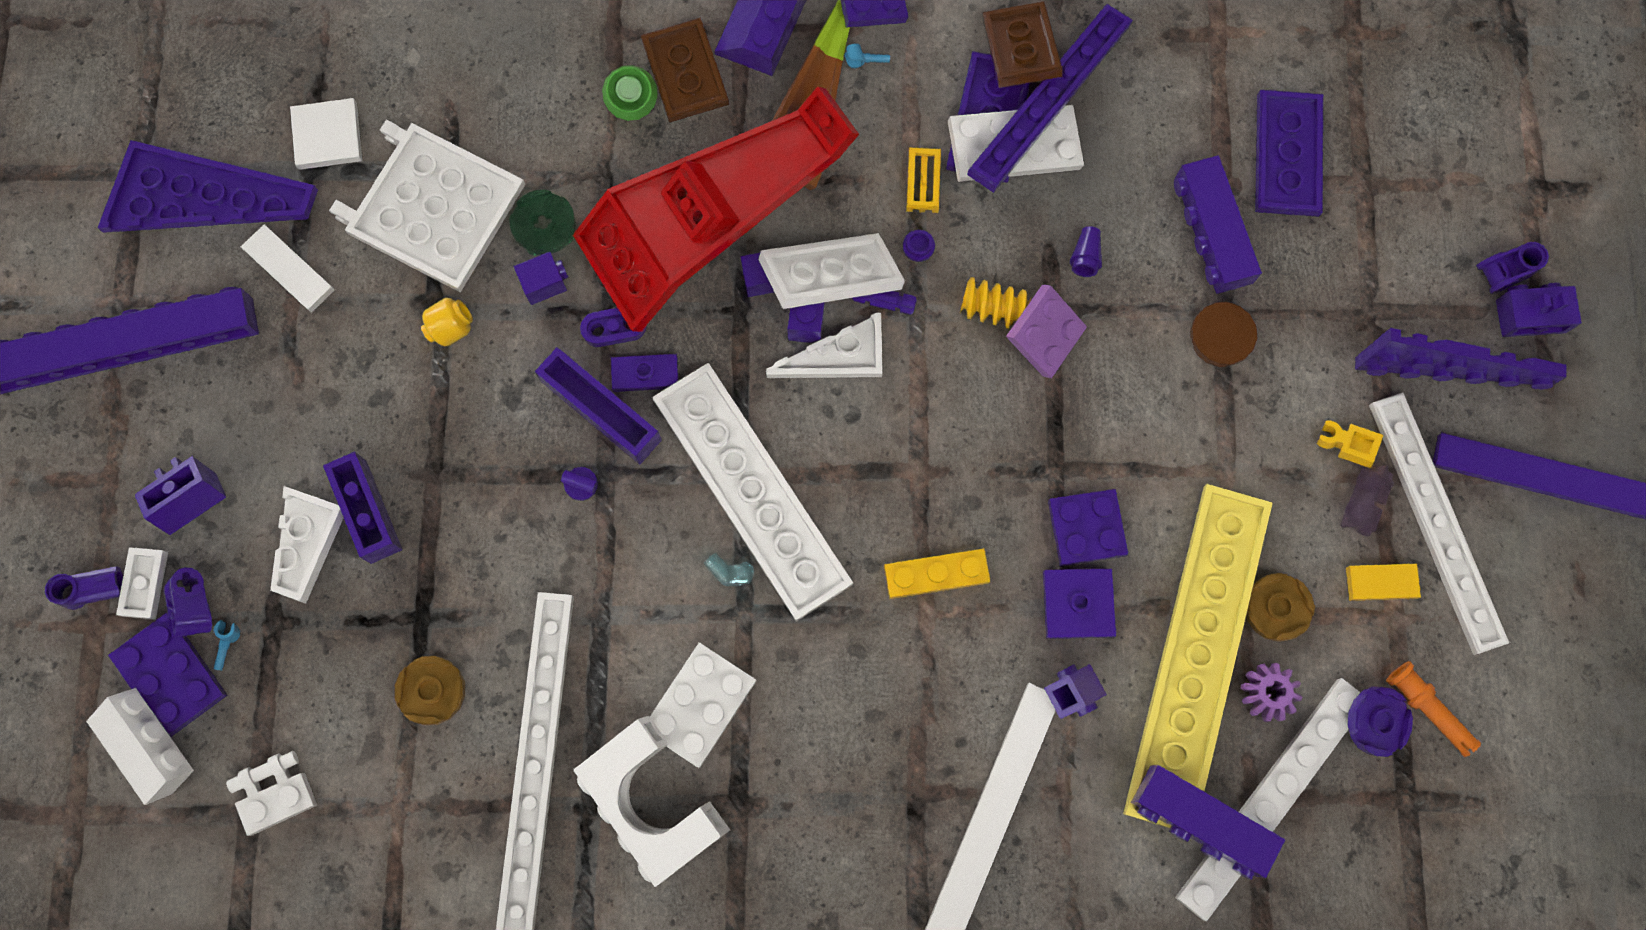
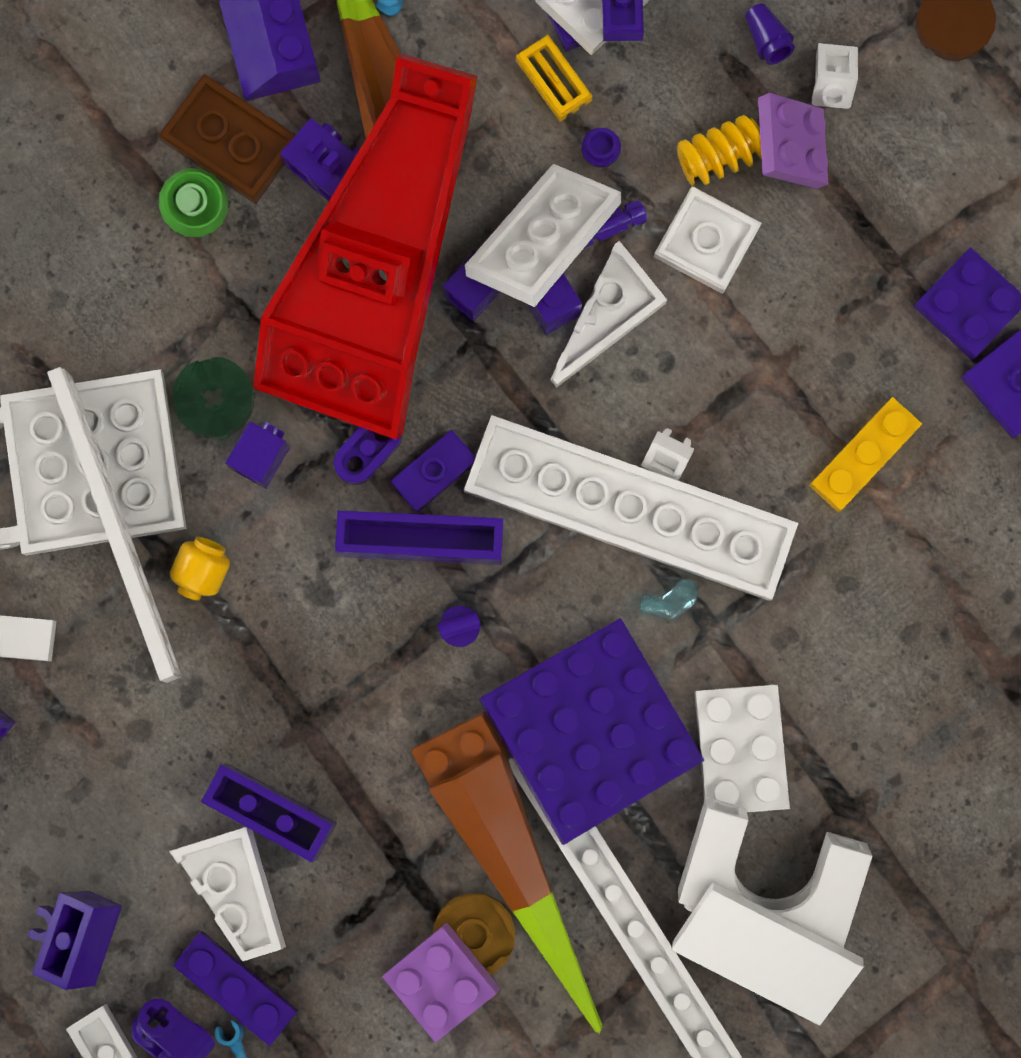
camera: 35 degrees left, 5 degrees up
(254, 606) = (235, 988): none -> dark purple plate
(382, 703) = (441, 982): none -> medium lavender plate
(412, 255) = (115, 525): none -> white tile
(502, 606) = (481, 799): none -> dark orange plate
(604, 850) = (767, 953): none -> white tile
(609, 615) = (591, 731): none -> dark purple plate
(728, 115) = (318, 157): none -> dark purple brick
(802, 474) = (668, 455): none -> white tile
(942, 356) = (707, 240): none -> white tile
(1111, 310) = (835, 75): none -> white bracket

